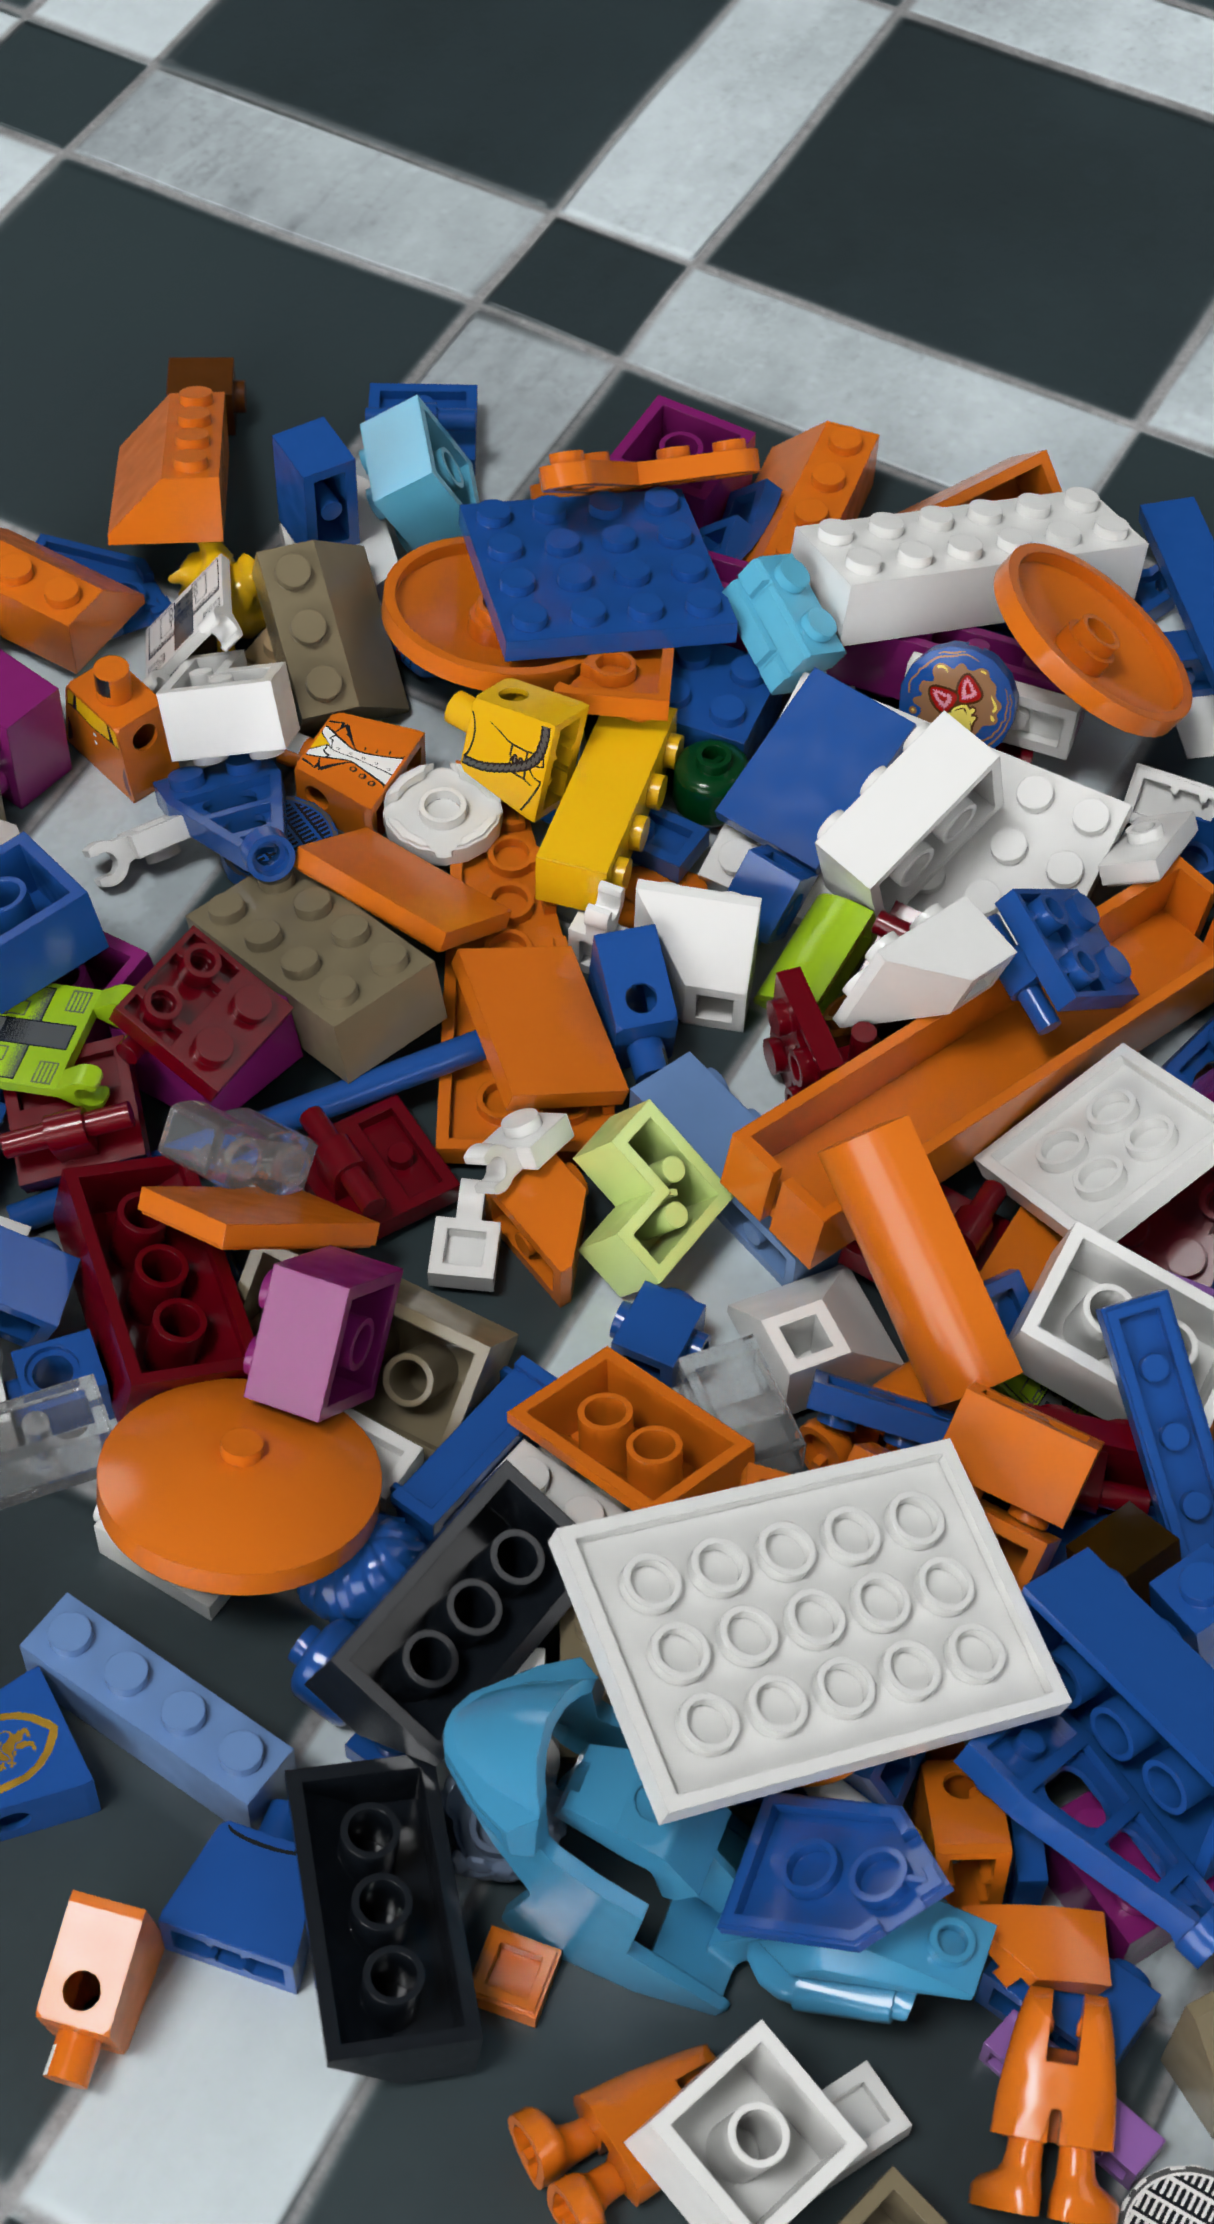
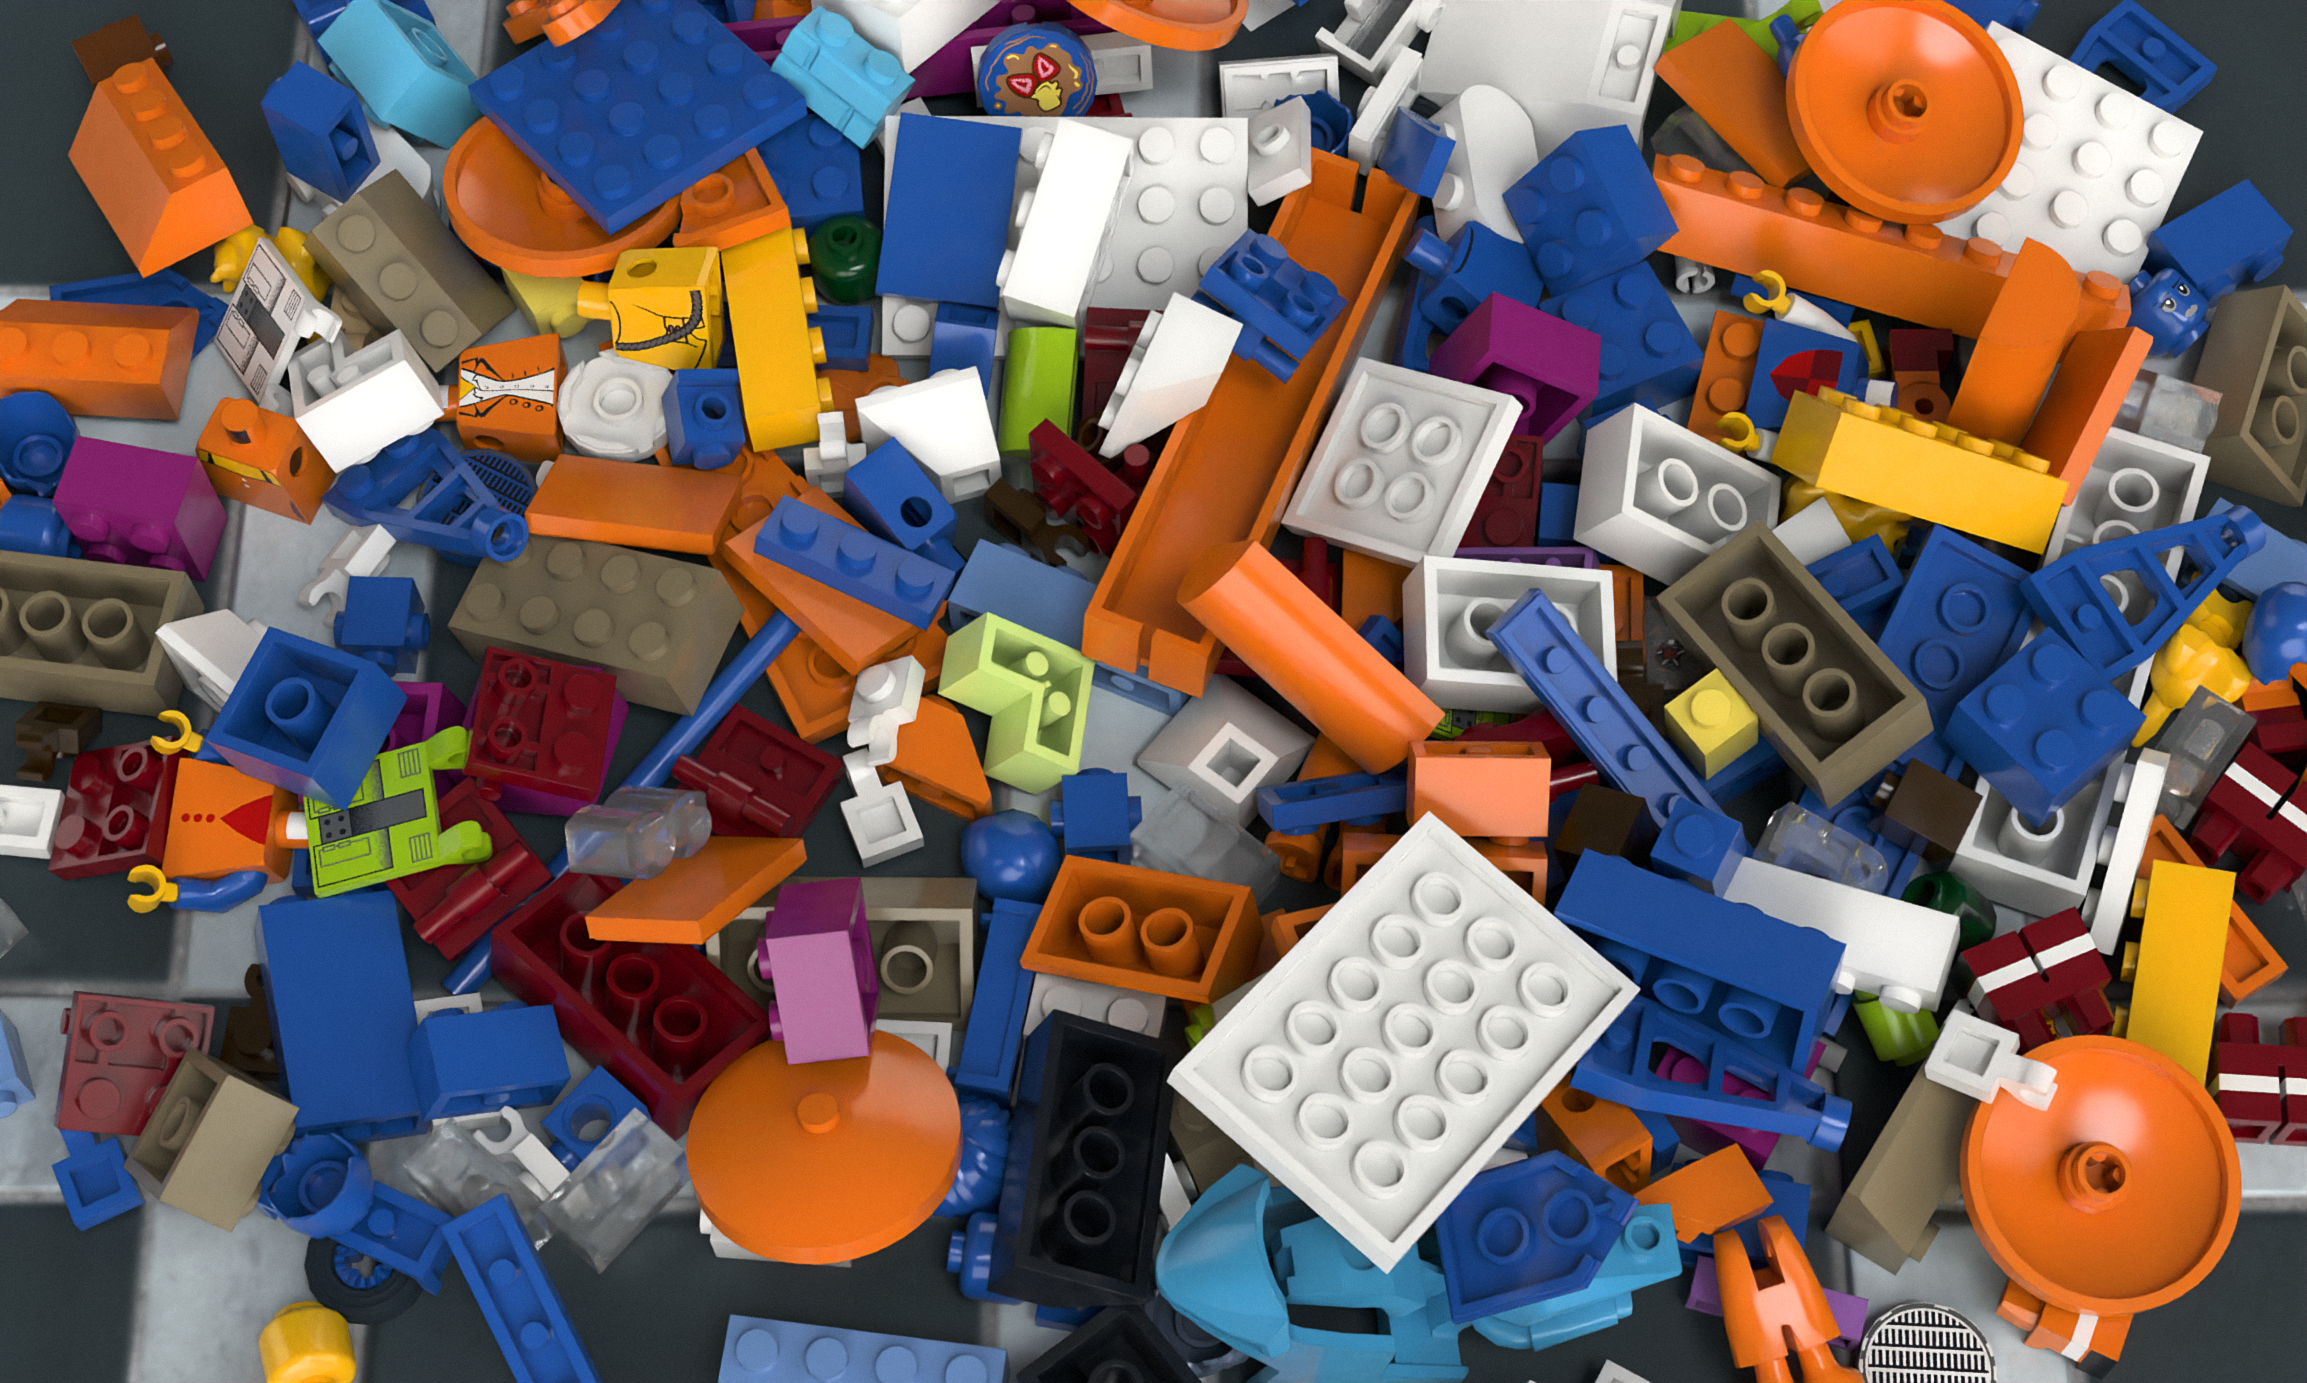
camera: 25 degrees left, 10 degrees up
(140, 898) = (384, 623): none -> blue brick
(428, 705) = (547, 302): none -> light yellow brick
(504, 846) = (703, 417): none -> blue brick
(561, 1328) = (1011, 856): none -> blue hair
(563, 1017) = (854, 562): none -> blue plate
(740, 1061) = (1023, 522): none -> dark brown plate

